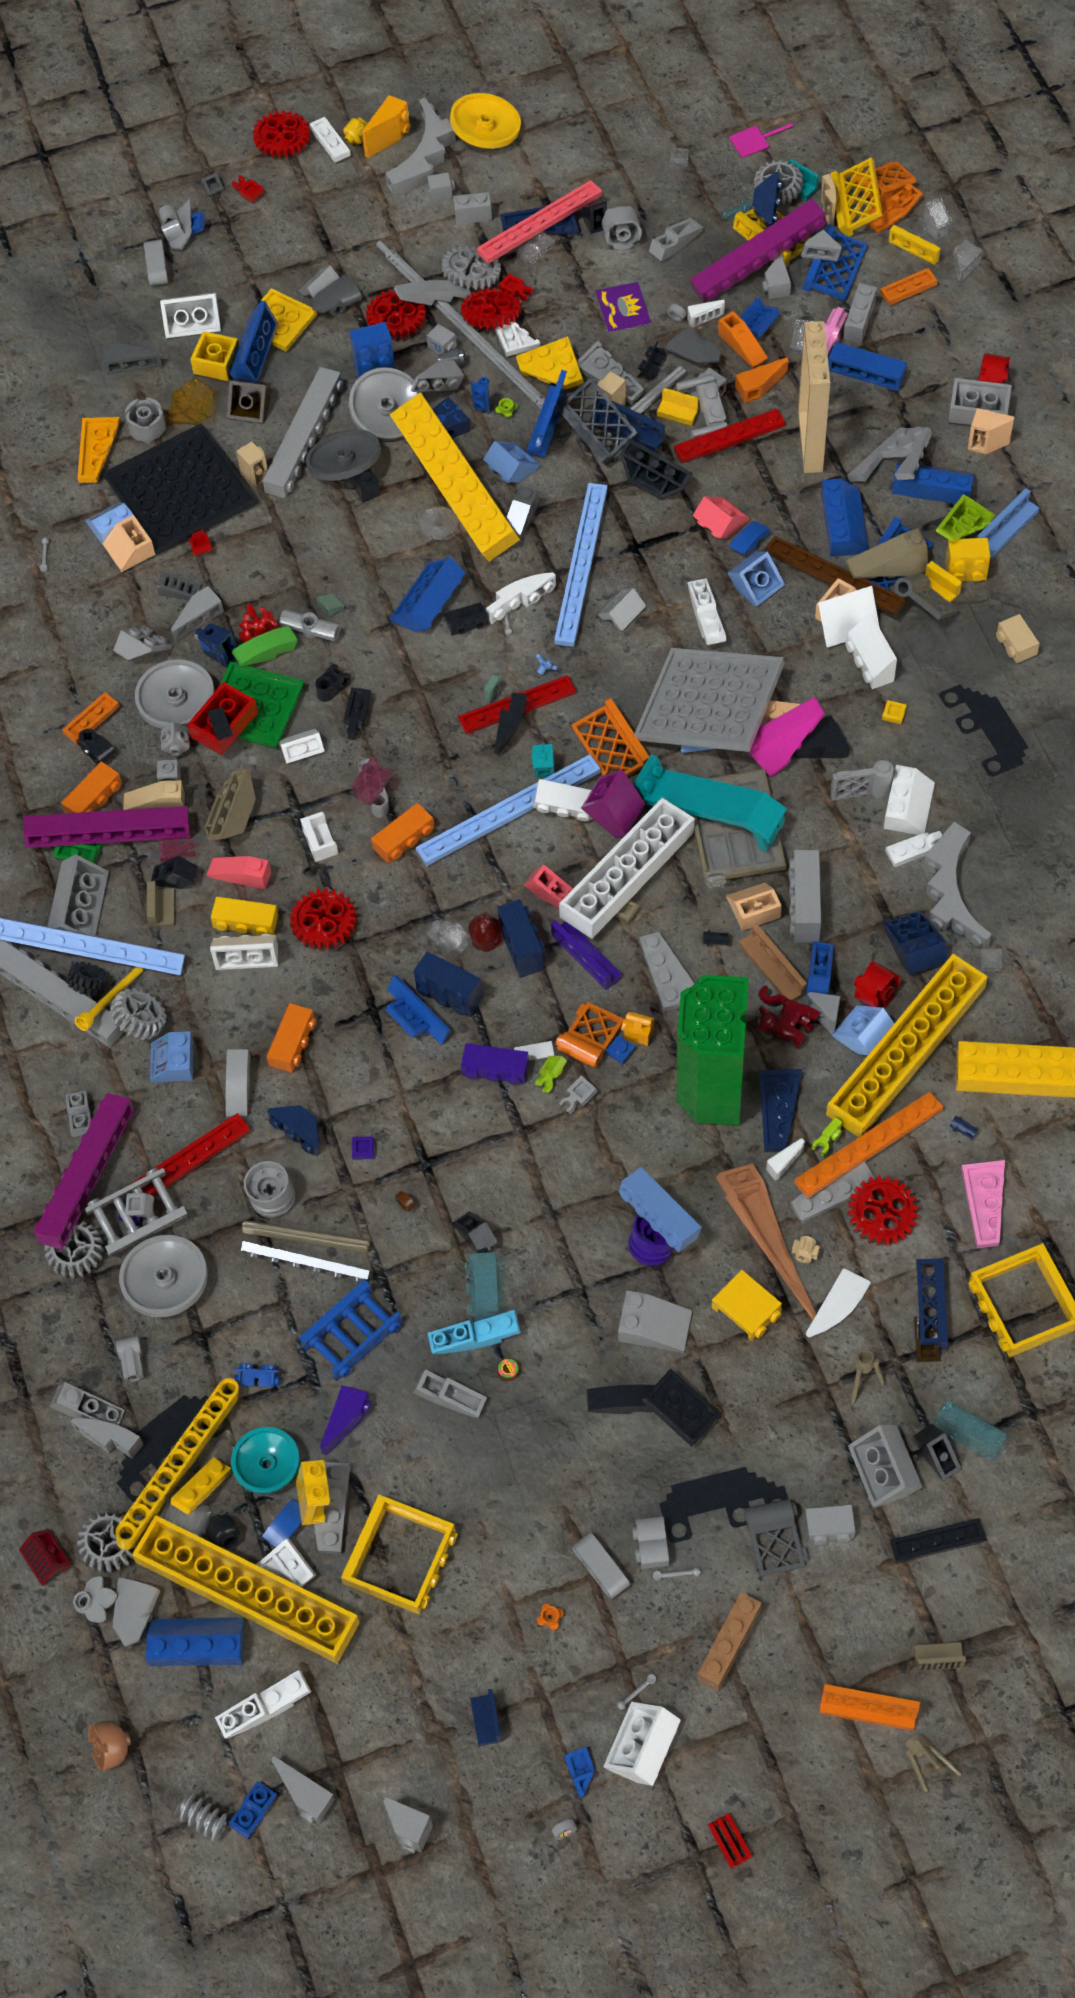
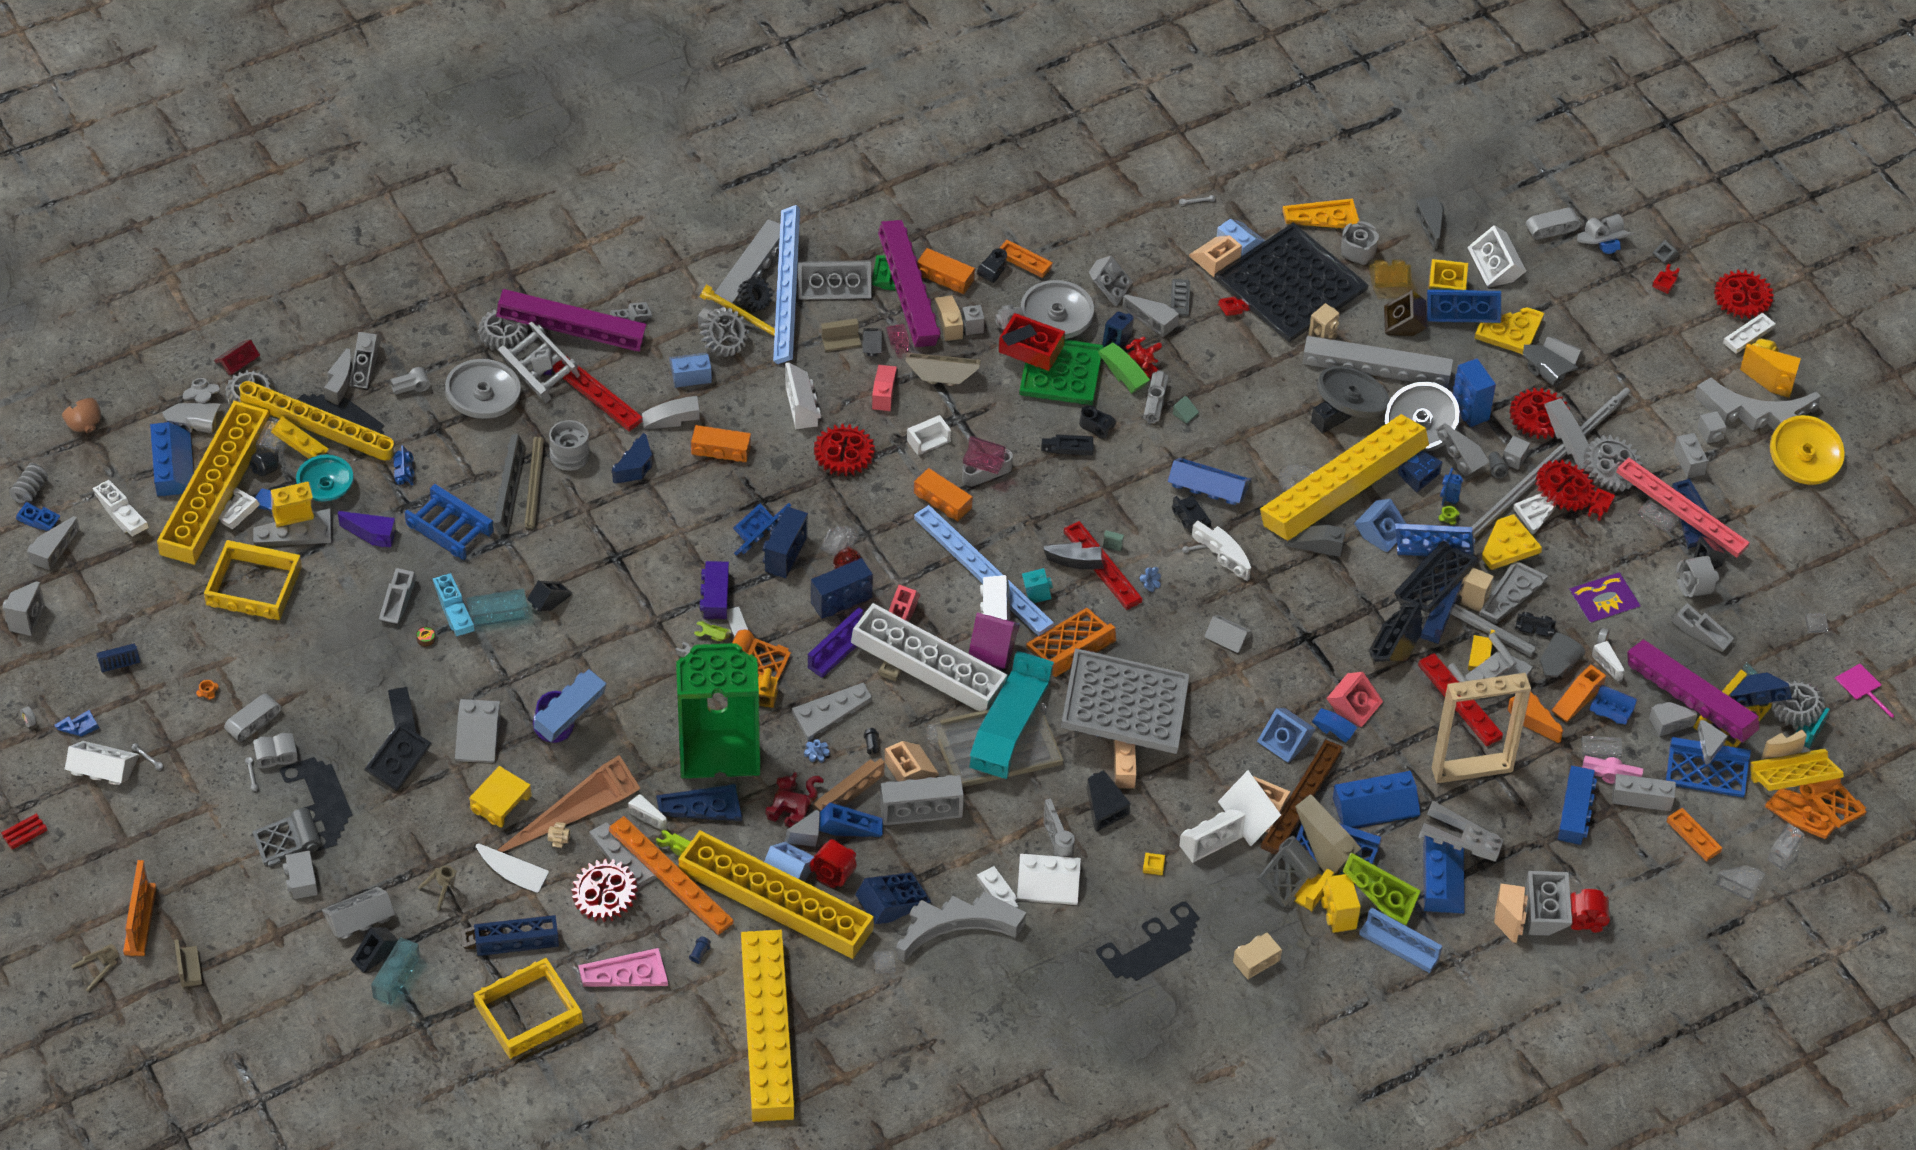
camera: 75 degrees right, 10 degrees down
(244, 916) = (836, 394): yellow brick -> none
(301, 745) = (1024, 409): white panel -> none
(362, 1148) = (623, 510): dark purple tile -> none
(405, 1201) = (573, 543): reddish brown tile -> none
(581, 565) = (1273, 594): light blue plate -> none
(706, 612) = (1238, 698): white slope -> none
(729, 1642) = (190, 811): medium nougat brick -> none
(783, 735) = (1094, 761): dark pink wedge -> none
(914, 244) = (1753, 835): yellow plate -> none
(937, 1540) = (294, 959): black tile -> none

